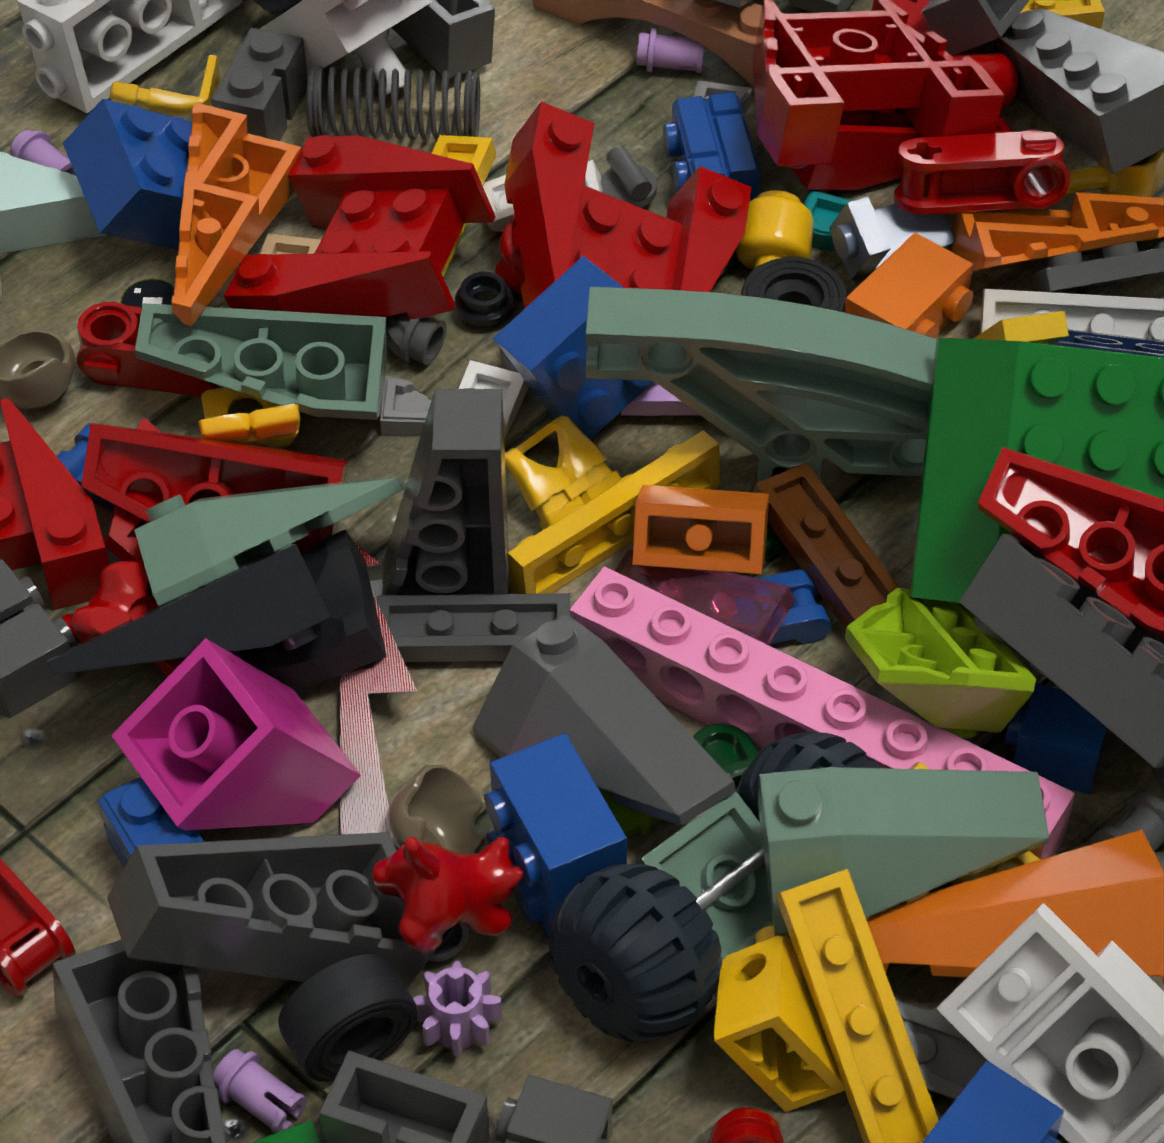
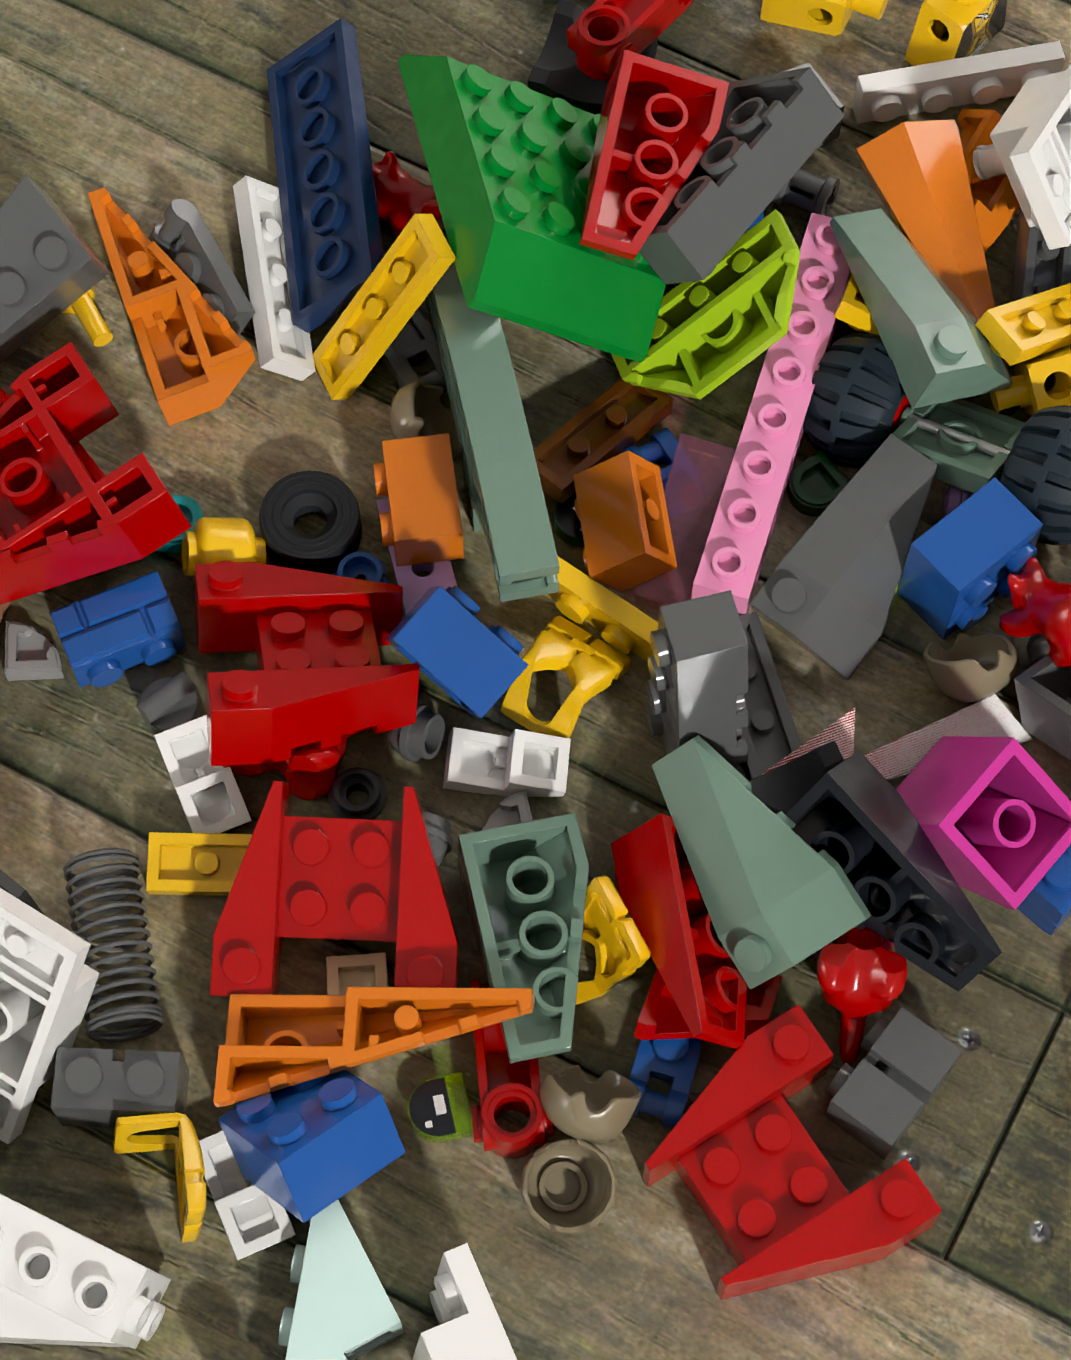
camera: 105 degrees left, 15 degrees up
(37, 148) = (258, 1294): lavender pin -> none
(91, 376) = (589, 1109): none -> dark tan hair
(870, 236) = (203, 471): sand blue bracket -> none
(915, 288) = (280, 427): orange brick -> none
(981, 172) = (132, 375): red piece -> none

